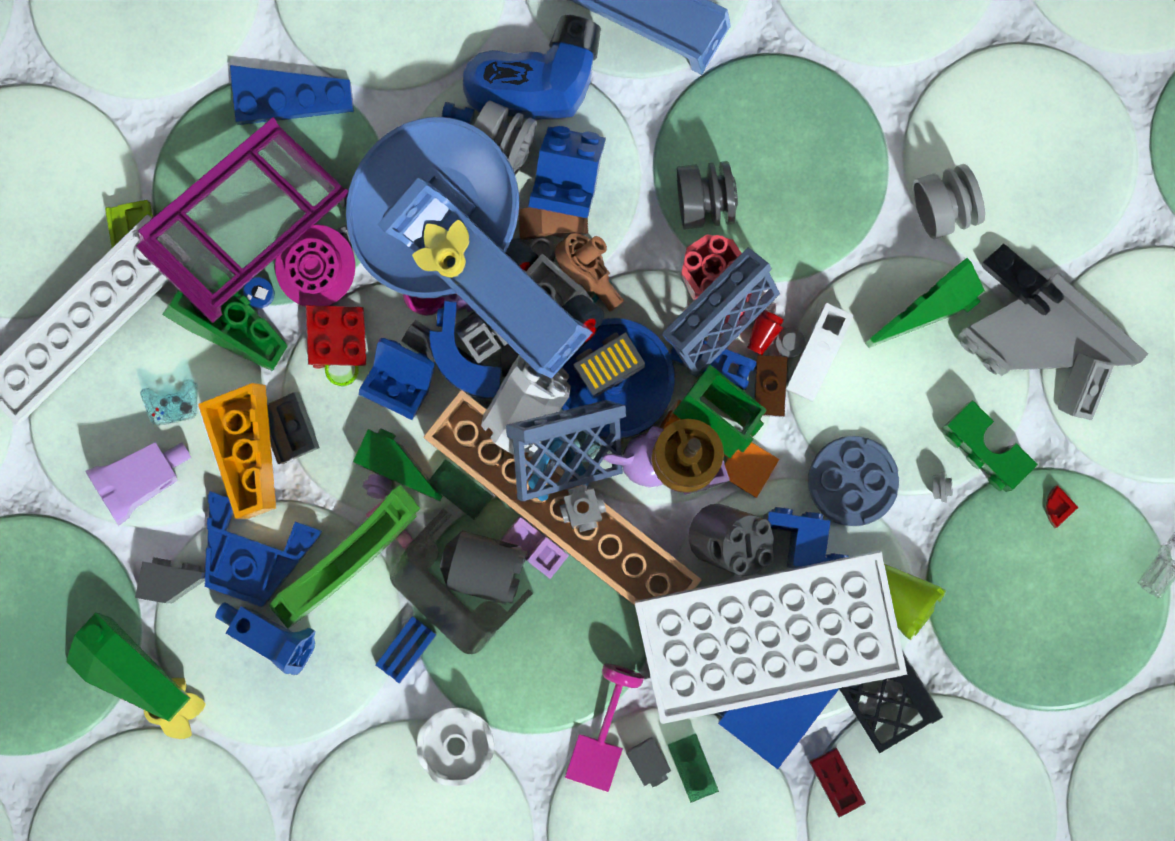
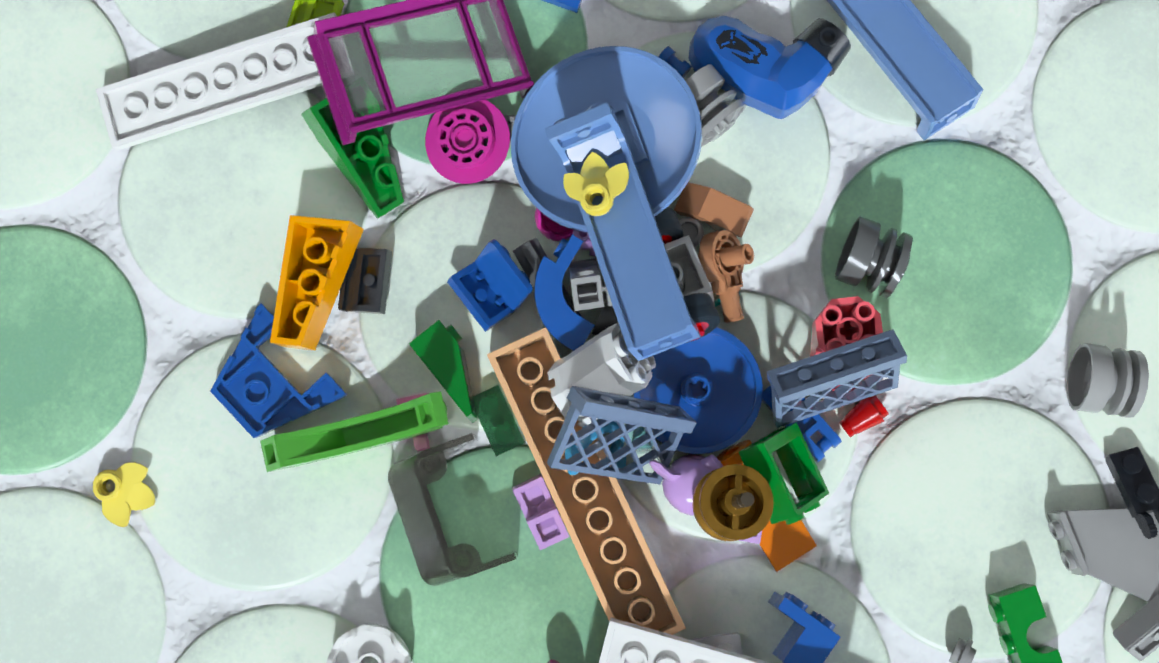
camera: 20 degrees right, 0 degrees up
(116, 664) = (92, 426): green wedge -> none
(136, 478) = (197, 256): lavender piece -> none
(166, 583) = (175, 369): dark grey slope -> none
(171, 407) = (267, 206): clear light blue piece -> none
(259, 292) = (402, 138): blue tile -> none
(281, 646) = (244, 471): blue piece -> none
(335, 336) = (453, 215): red hinge -> none
(344, 383) = (438, 235): clear neon green piece -> none
(377, 486) = (421, 378): lavender plate -> none
(390, 670) = (344, 560): blue tile -> none
(482, 567) = (481, 507): dark grey cylinder -> none
(567, 171) = (751, 169): blue bracket -> none
(587, 520) = (591, 500): light grey brick -> none
(608, 364) = (699, 374): dark grey brick -> none
(731, 539) = (734, 604): dark grey cylinder -> none
(771, 384) = (845, 469): reddish brown plate -> none
(790, 342) = (883, 439): light grey plate -> none
(819, 351) = (909, 462): white slope -> none
(853, 481) = (878, 603): sand blue tile -> none
(945, 299) = (1059, 471): green wedge -> none

